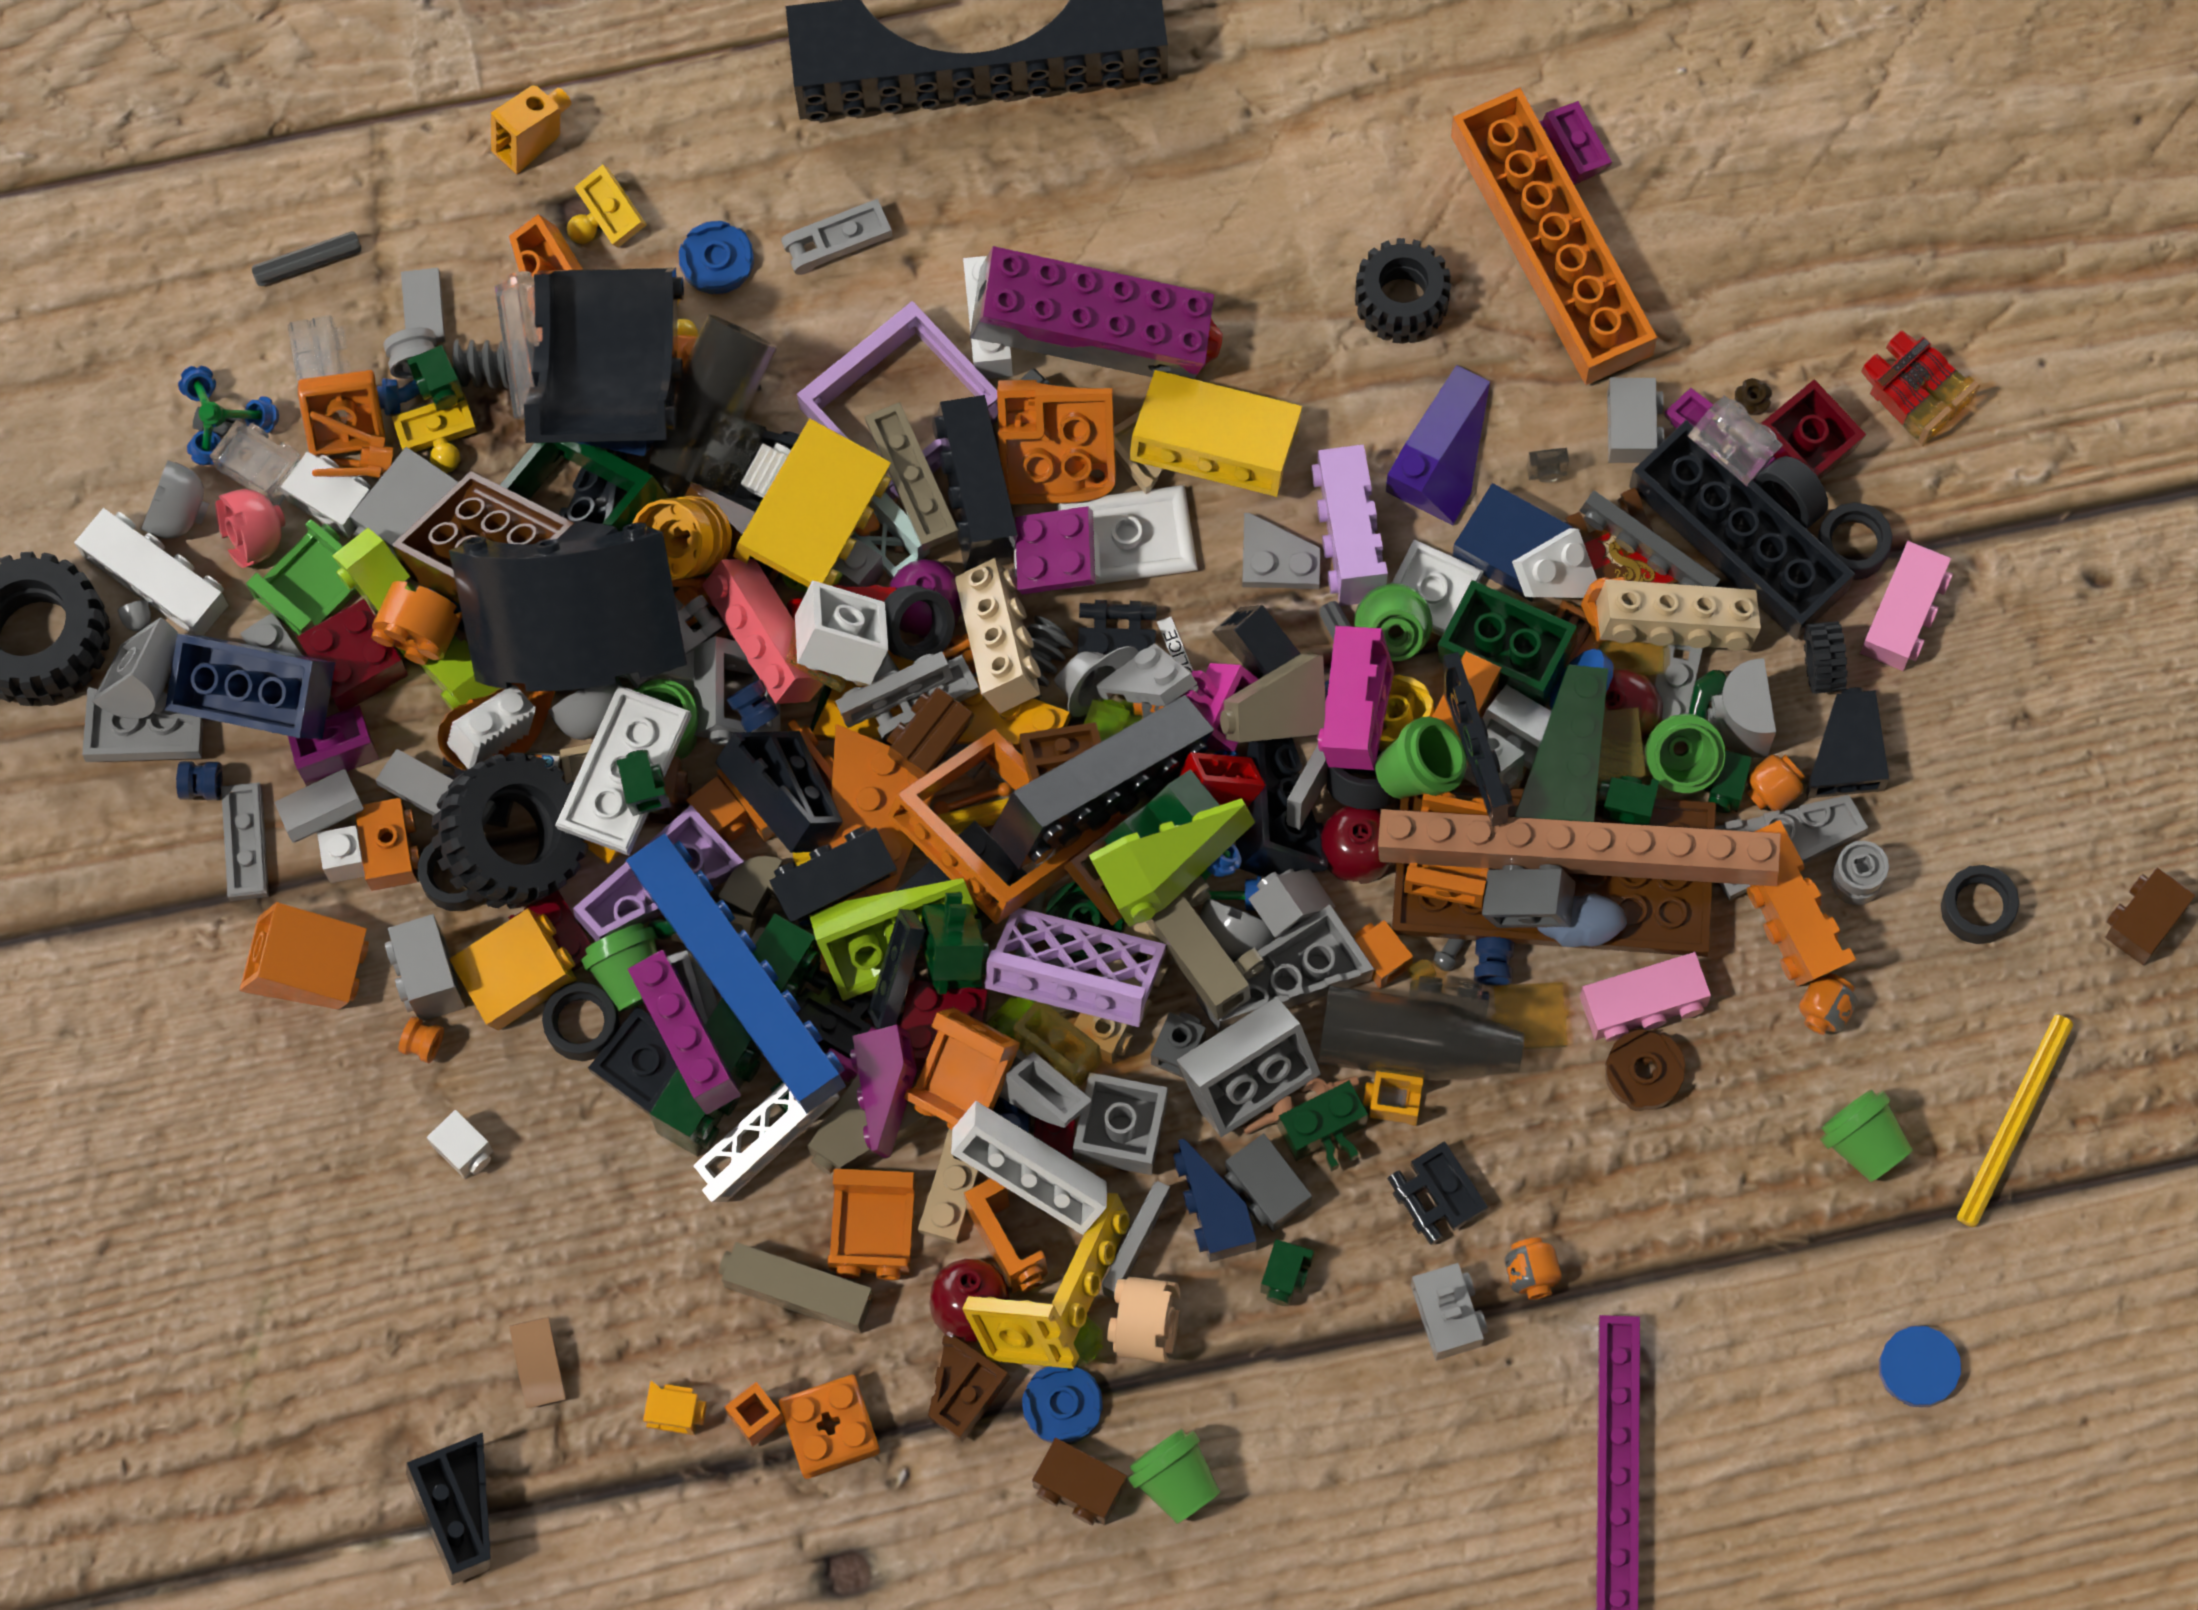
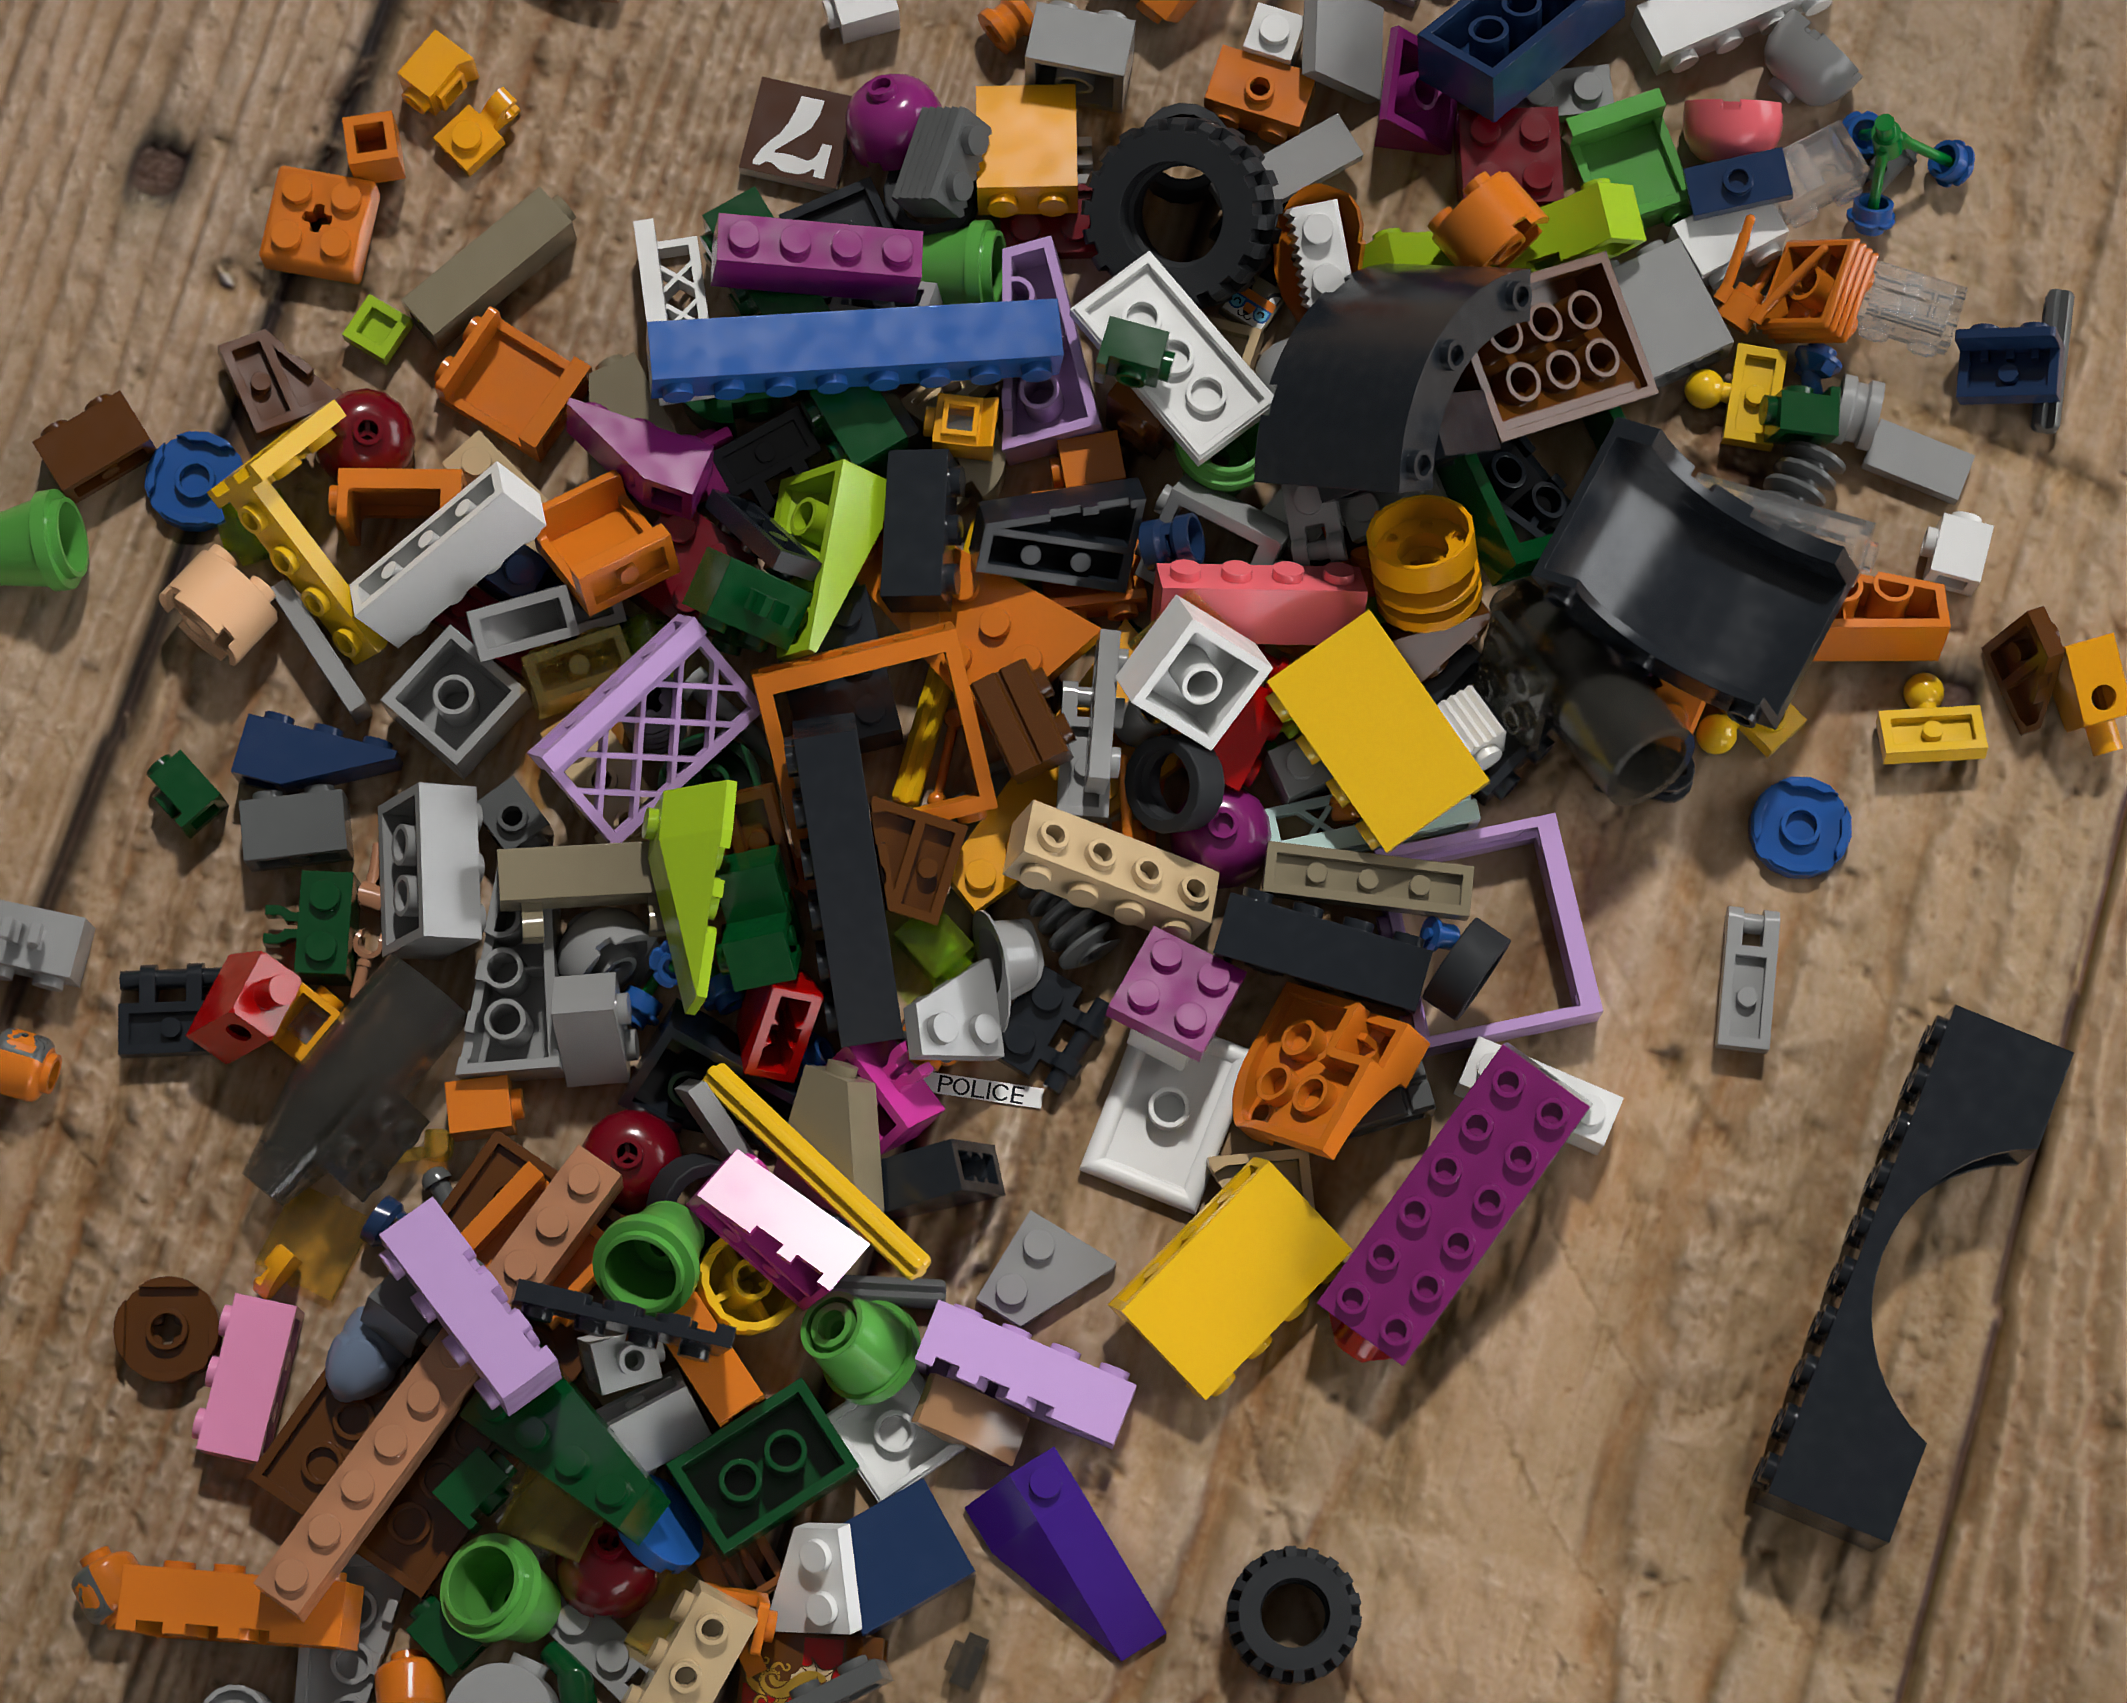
camera: 115 degrees right, 5 degrees up
(293, 493) = (1738, 183): none -> dark blue plate
(329, 275) = (2009, 364): none -> dark blue bracket
(475, 249) = (1956, 551): none -> white brick
(533, 168) = (2026, 666): none -> reddish brown wing
(542, 1067) = (884, 118): none -> magenta cylinder
(560, 1005) = (941, 162): none -> dark grey brick
(580, 1139) = (796, 136): none -> reddish brown tile
(703, 1362) = (474, 136): none -> light orange plate
(742, 889) = (963, 425): none -> light orange window
(884, 1340) = (377, 329): none -> lime plate
(920, 421) = (1438, 934): none -> blue piece
(936, 379) = (1466, 969): none -> black tyre
(1305, 693) = (817, 1172): none -> yellow axle
(1399, 540) = (970, 1419): none -> medium nougat slope
(1407, 1132) = (250, 997): none -> red torso
(1529, 830) = (469, 1308): none -> lavender wedge
(1567, 1020) = (281, 1266): none -> light orange tile

